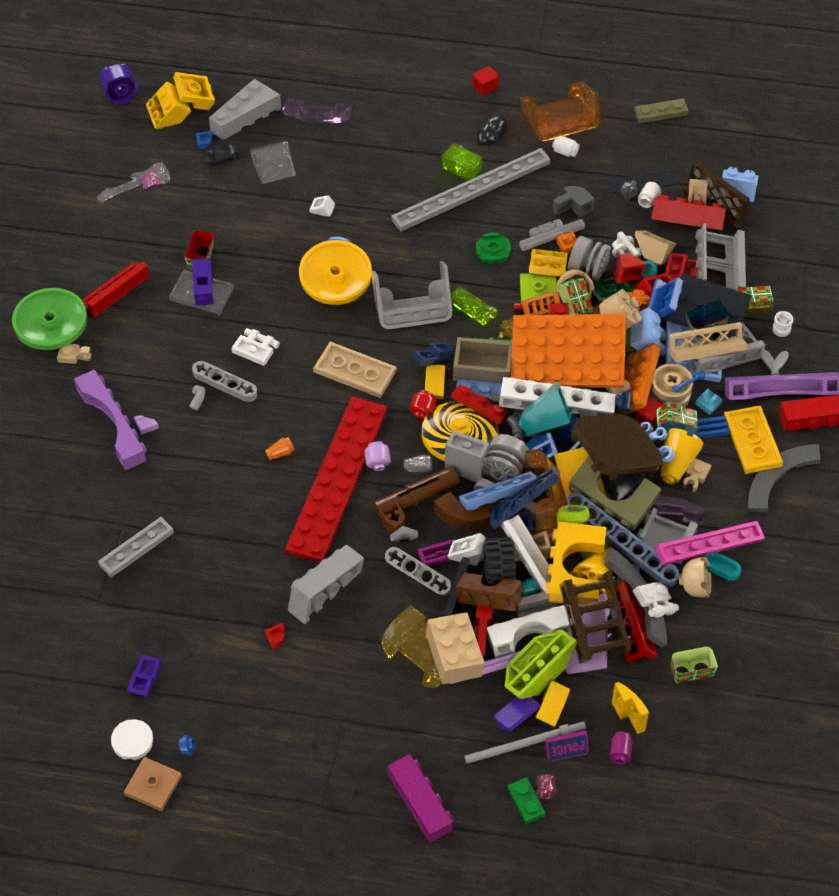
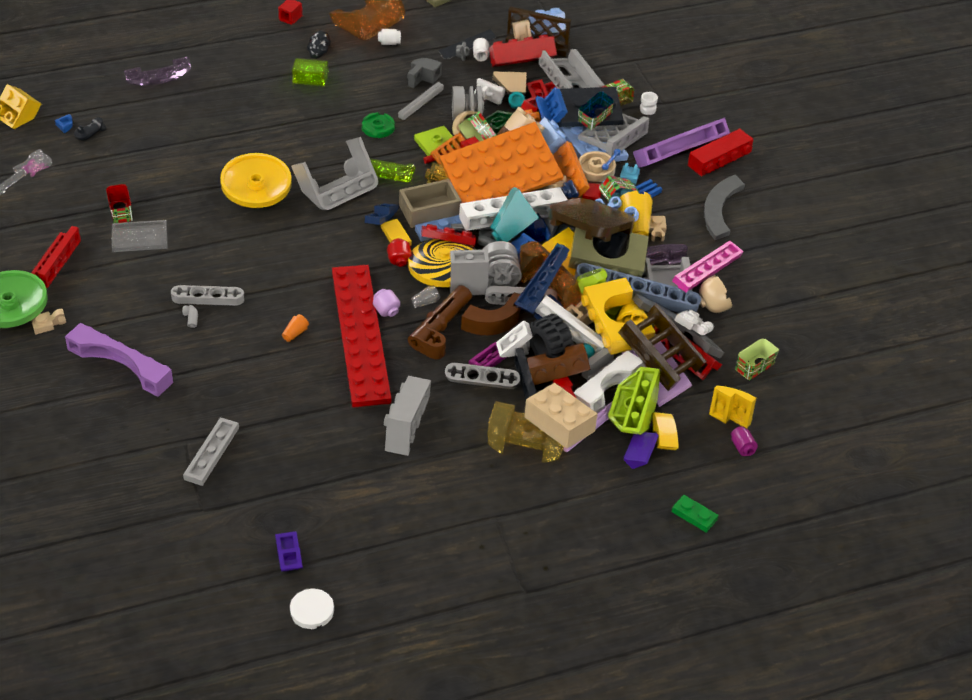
camera: 30 degrees left, 10 degrees down
(145, 424) = (155, 353): lavender tile -> none
(152, 783) = (356, 637): medium nougat plate -> none
(187, 745) = (368, 590): blue plate -> none
(194, 90) = (35, 86): yellow plate -> none
(202, 282) = (139, 224): dark purple brick -> none
(244, 108) = (90, 88): light grey wedge -> none
(253, 350) = (218, 259): white plate -> none
(273, 162) = (142, 119): clear slope -> none
(275, 635) = (388, 473): red tile -> none
(322, 206) = (207, 139): white slope -> none
(355, 369) = (319, 248): tan tile -> none
(404, 533) = (448, 353): light grey tile -> none
(420, 798) = (606, 546): magenta brick -> none
(470, 189) = (329, 90): light grey plate -> none
(494, 492) = (511, 289): medium blue plate -> none
(545, 227) = (411, 97): light grey axle -> none
(546, 786) = (705, 494): clear pink wheel -> none
(548, 262) = (432, 120): yellow slope -> none
(563, 730) = (687, 449): light grey bar -> none
(566, 242) = (437, 101): orange tile -> none
(566, 746) = (699, 458): slope -> none
(628, 268) = (502, 101): red slope -> none
(704, 348) = (606, 131): tan fence -> none
(723, 566) = (732, 283): teal tile -> none
(753, 439) = (685, 188): yellow tile -> none
(777, 364) = (662, 133): light grey piece -> none

